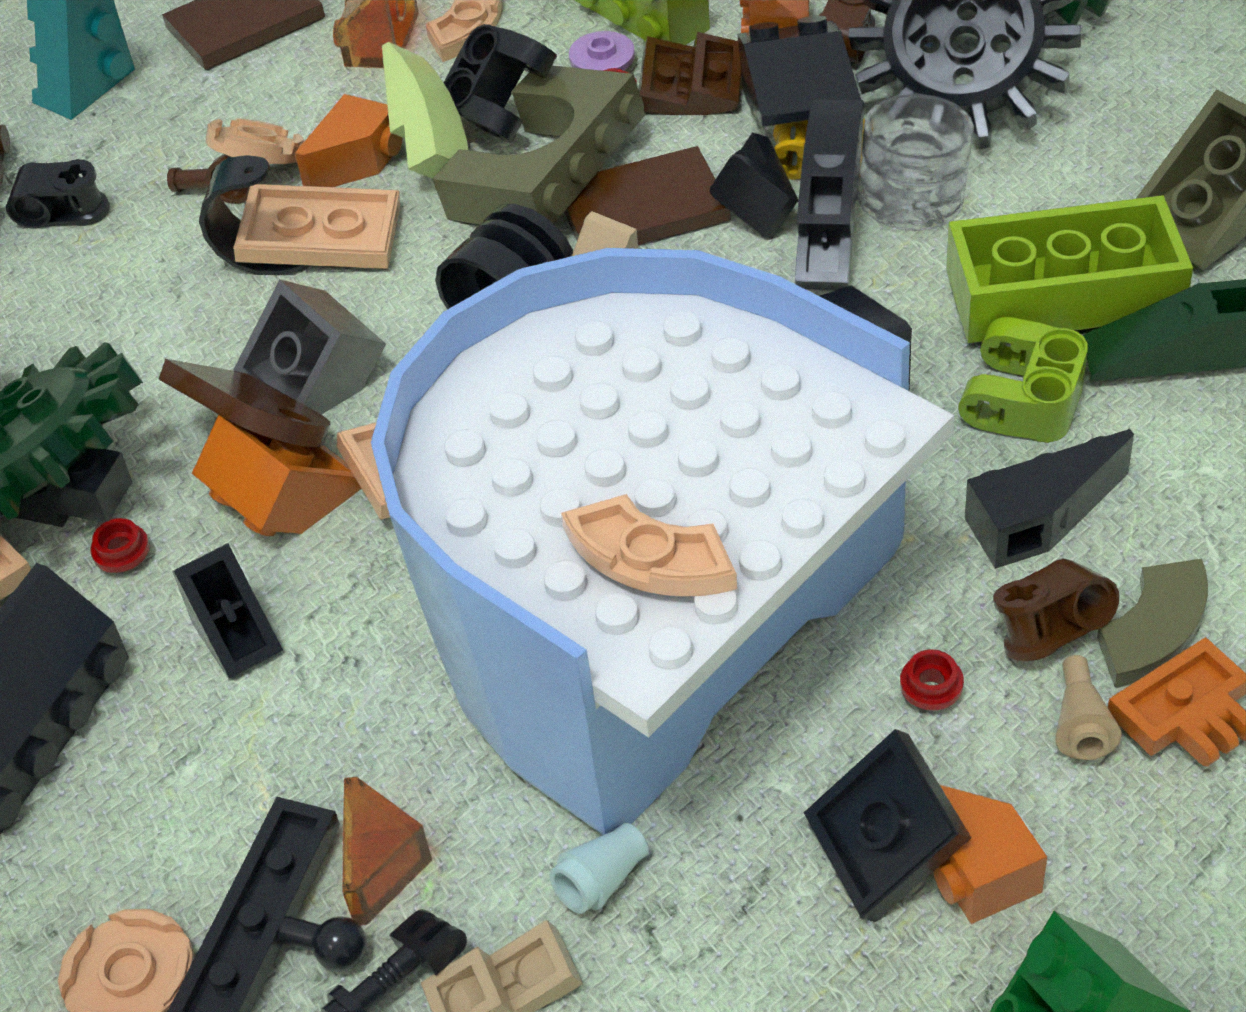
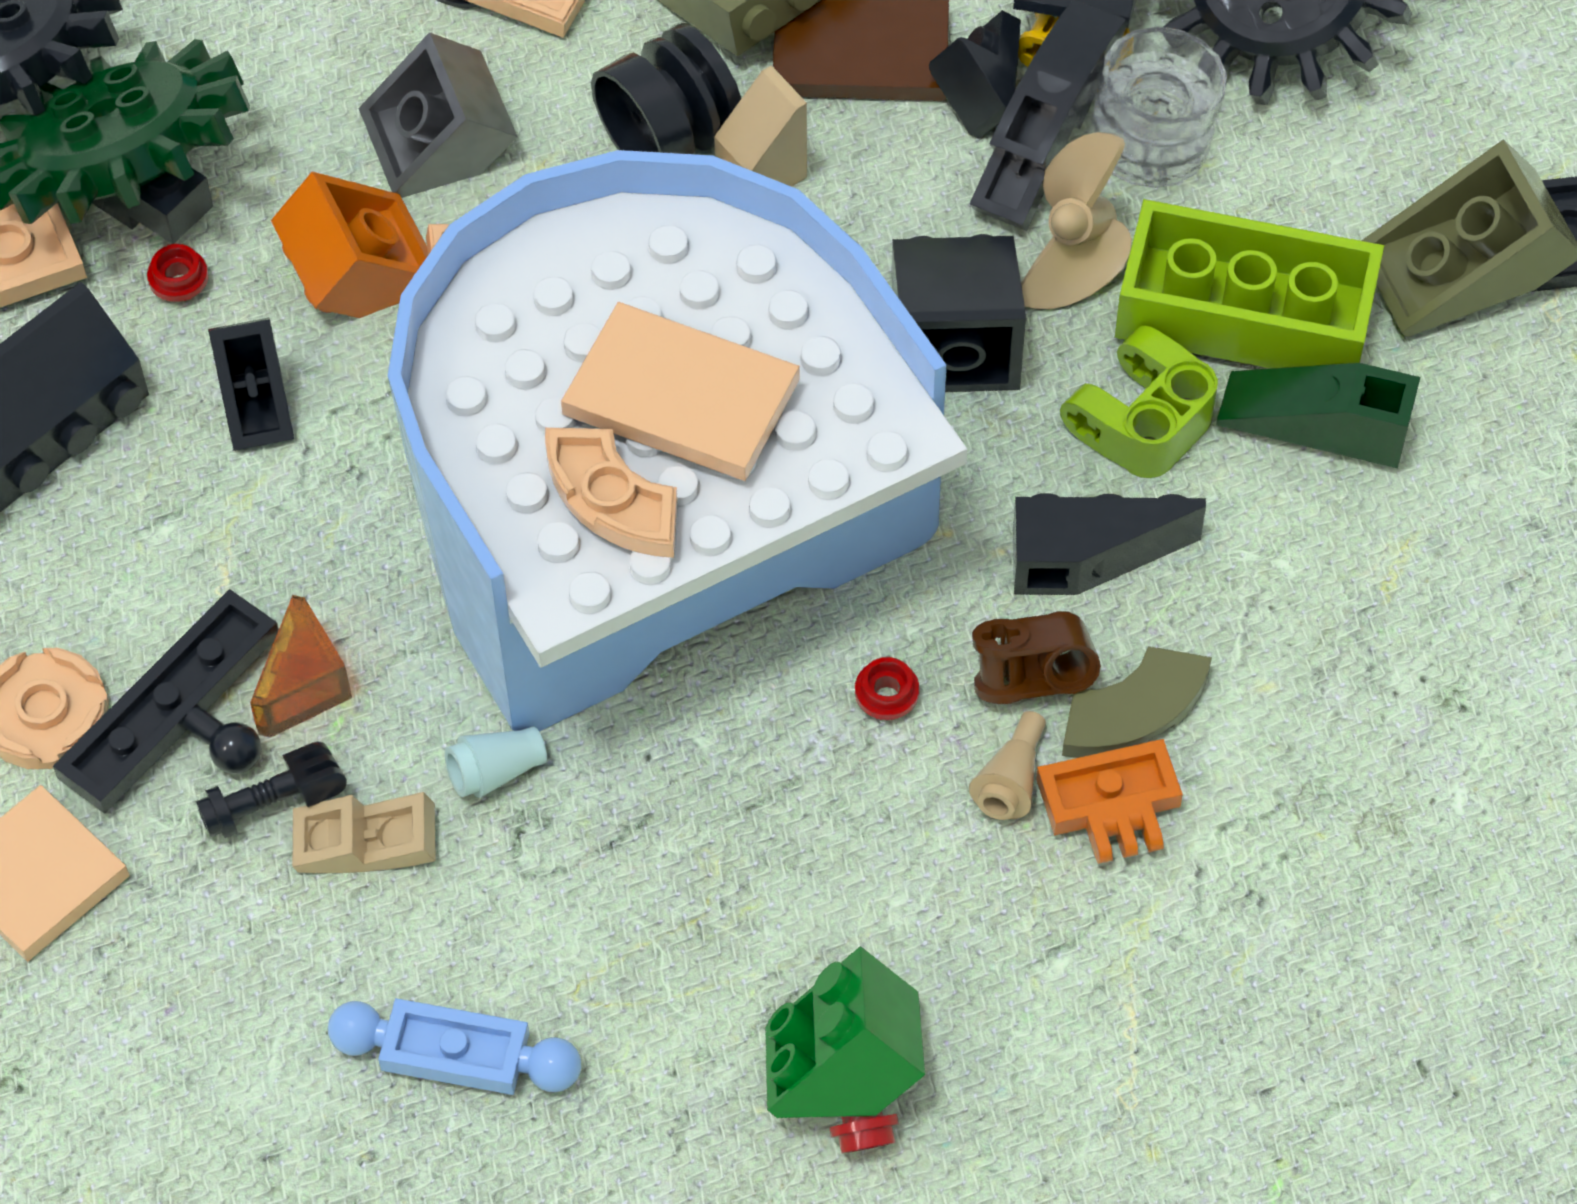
camera: 15 degrees right, 10 degrees up
(247, 402) = (351, 162): reddish brown tile -> none
(672, 445) = (681, 390): none -> light nougat tile
(880, 239) = (1087, 238): none -> tan piece
(886, 825) = (763, 814): black tile -> none
(997, 864) = (842, 864): orange slope -> none

